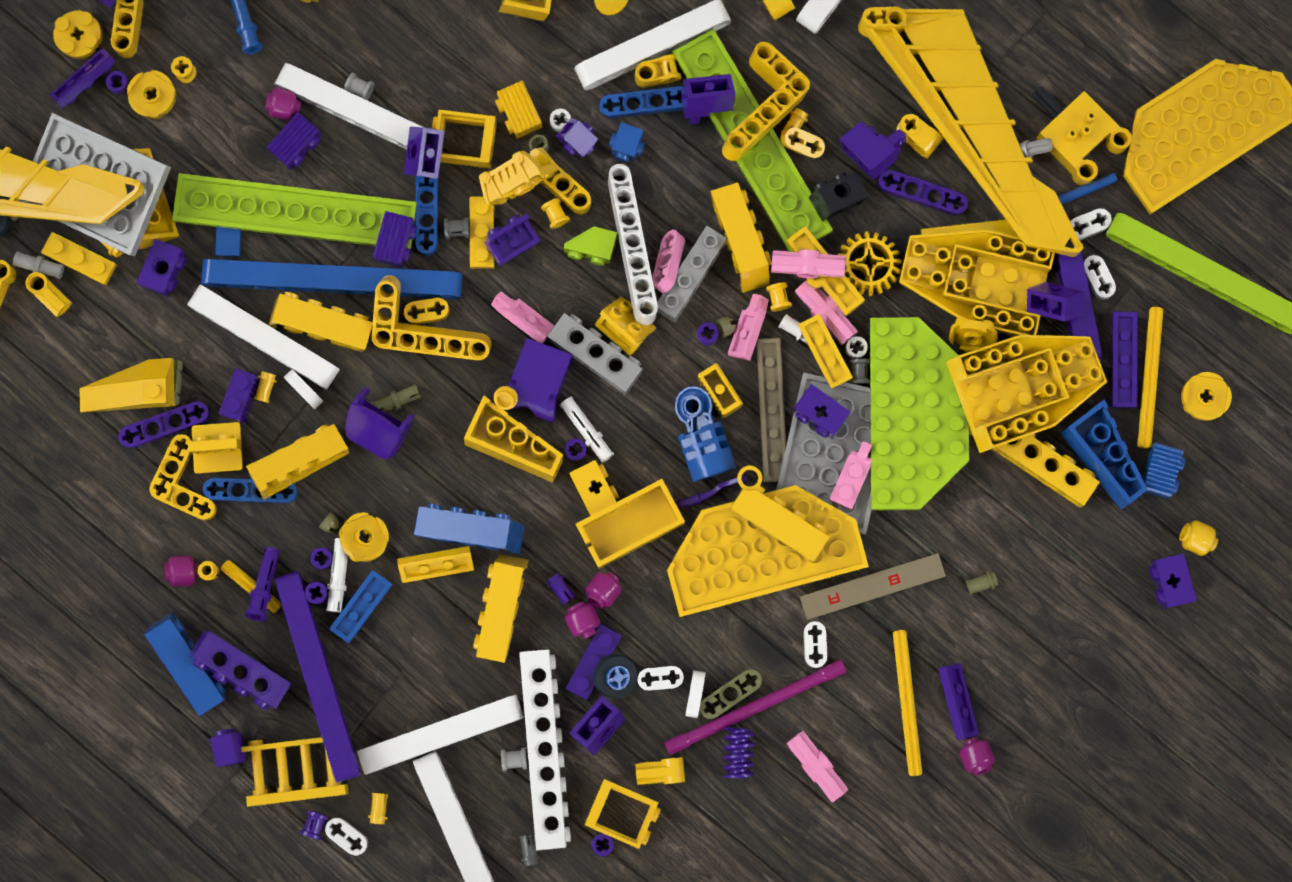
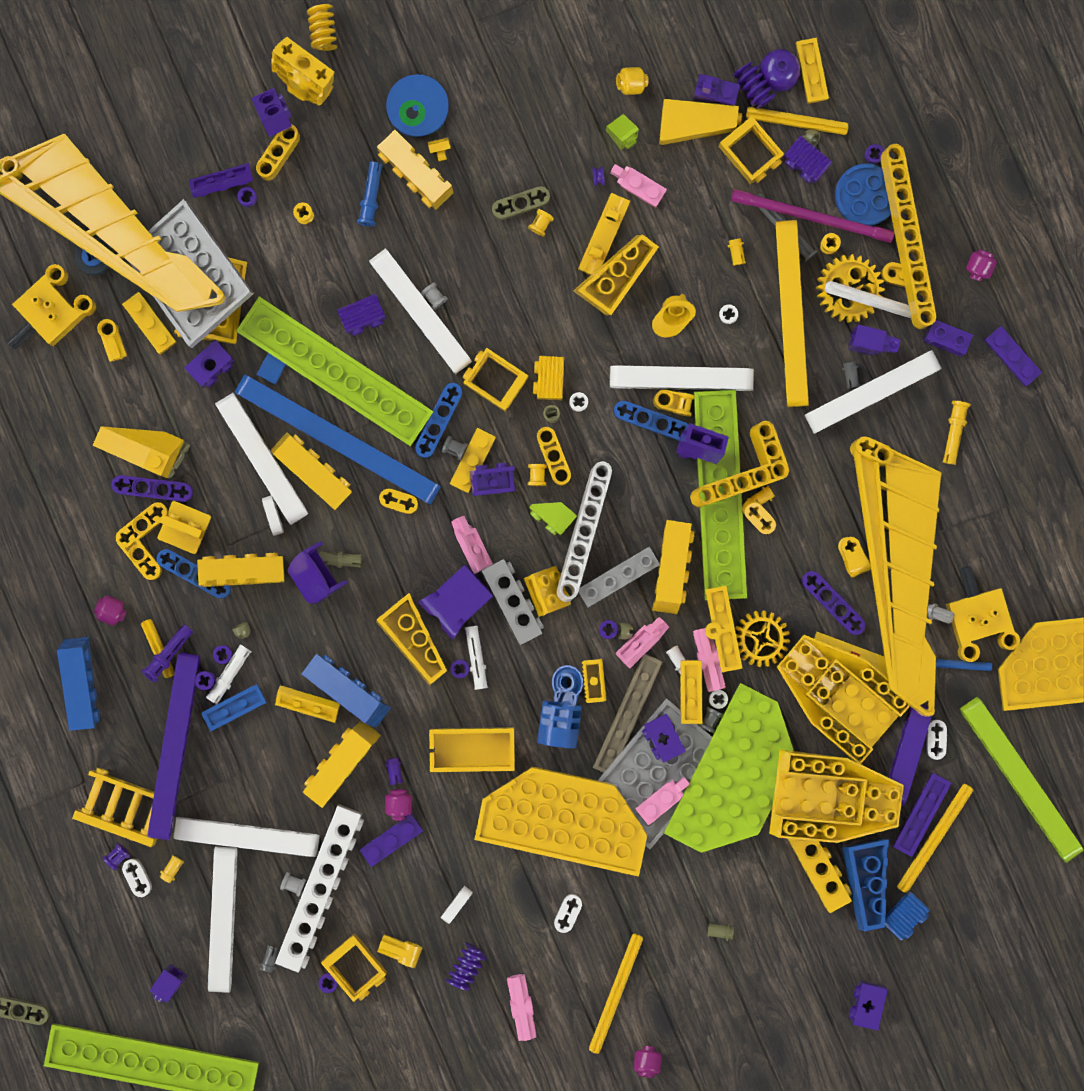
camera: 30 degrees right, 5 degrees up
(38, 264) = (115, 313): light grey pin -> none
(66, 27) = (226, 133): yellow plate -> none
(149, 81) = (257, 217): yellow plate -> none
(203, 573) = (126, 624): yellow pin -> none
(228, 748) = (78, 767): dark purple brick -> none
(239, 396) = (220, 496): dark purple brick -> none
(265, 386) = (244, 498): yellow pin -> none
(274, 685) = (102, 683): dark purple brick -> none
(282, 103) = (367, 280): magenta head -> none
(357, 549) = (271, 647): yellow plate -> none
(394, 239) = (400, 434): dark purple brick -> none
(420, 333) = (385, 517): yellow beam -> none
(423, 152) = (457, 377): dark purple brick -> none
(505, 397) = (424, 604): yellow plate -> none
(516, 176) = (521, 434): yellow piece -> none
(577, 138) = (584, 424): brick -> none
(589, 474) = (457, 720): yellow brick -> none
(597, 725) = (369, 892): dark purple brick -> none
(603, 590) = (426, 789): magenta head -> none
(621, 682) = (407, 865): black wheel -> none
(627, 143) = (621, 447): blue brick -> none
(660, 671) = (438, 874): white beam -> none
(668, 261) = (613, 549): bright pink beam -> none
(699, 498) = (535, 755): dark purple piece -> none
(712, 699) = (467, 914): olive beam -> none
(777, 520) = (586, 807): yellow hinge -> none
(778, 297) = (678, 629): yellow bush -> none
(808, 264) = (712, 618): bright pink piece -> none
(823, 675) = (430, 935): magenta piece -> none
(851, 194) = (776, 573): black brick -> none
(872, 151) = (807, 550): dark purple hinge -> none
(872, 586) = (635, 890): dark tan tile -> none
(958, 701) = (655, 1013): dark purple plate -> none
(972, 334) = (813, 738): yellow plate -> none
(1055, 301) = (890, 744): dark purple brick -> none
(1087, 219) = (952, 699): white beam -> none
(1198, 538) = (906, 982): yellow head -> none
(1217, 388) = (982, 873): yellow plate -> none

